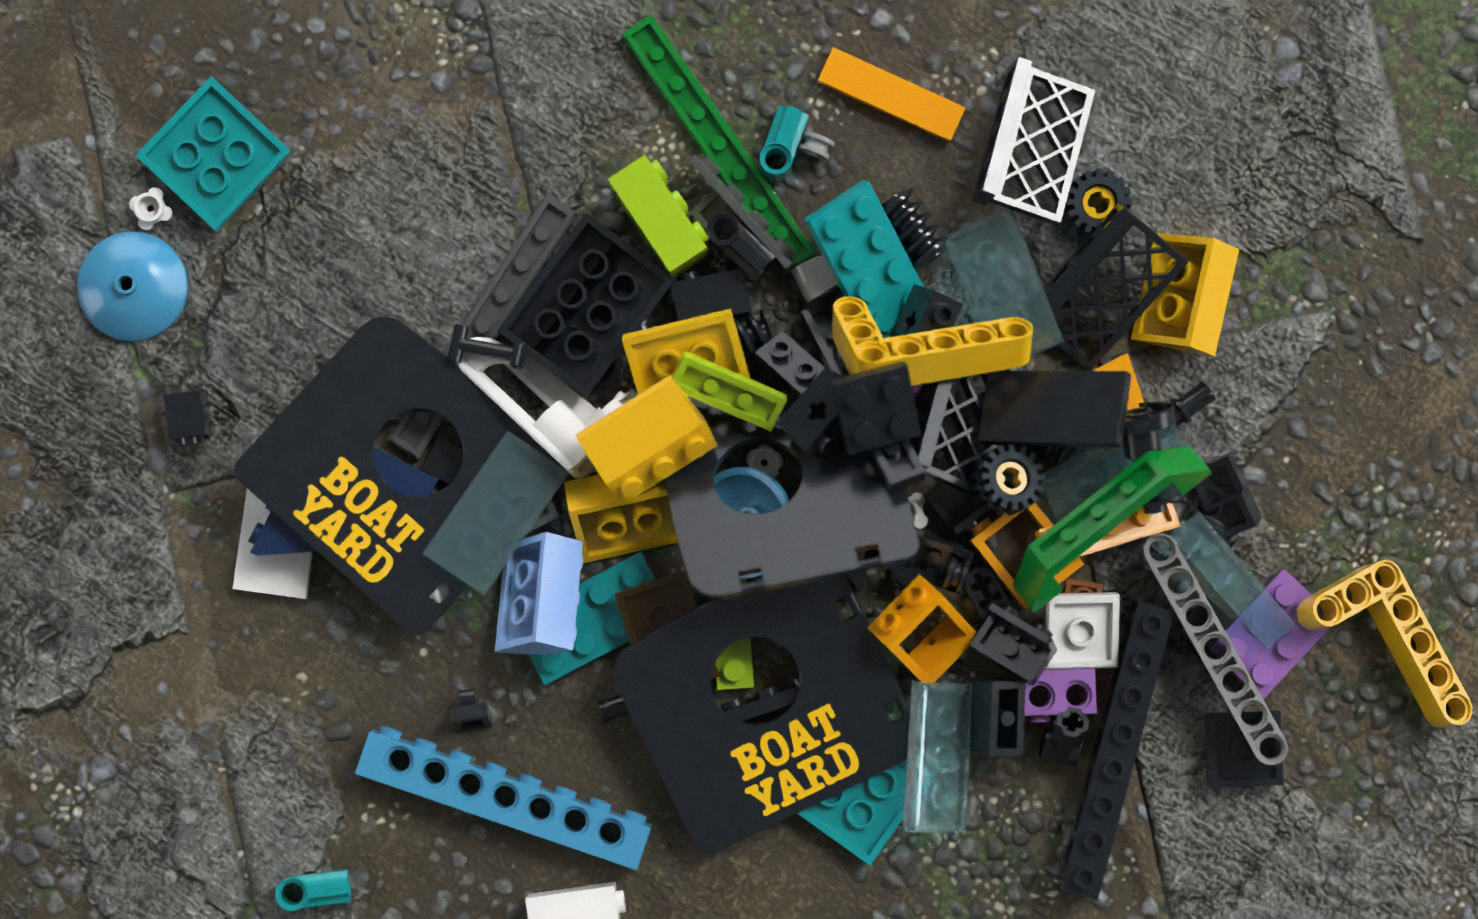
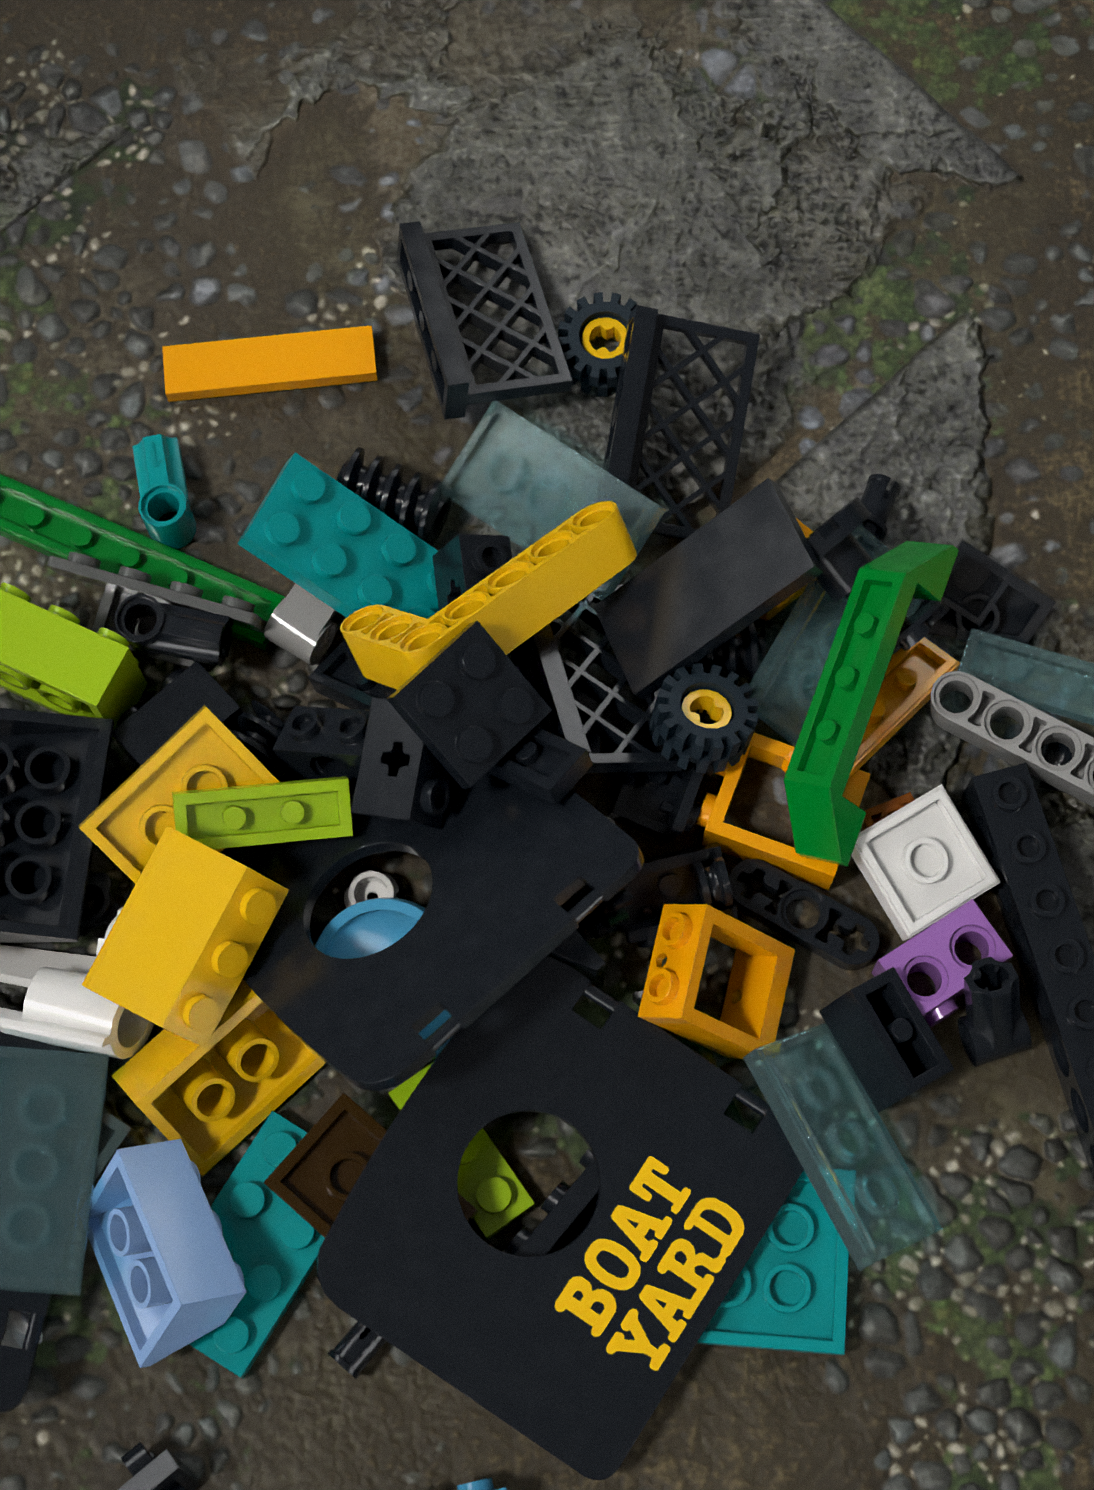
camera: 30 degrees left, 15 degrees down
(816, 145) = (208, 470): light grey bush -> none
(1014, 644) = (847, 925): black bracket -> none
(1194, 303) = (797, 394): yellow slope -> none

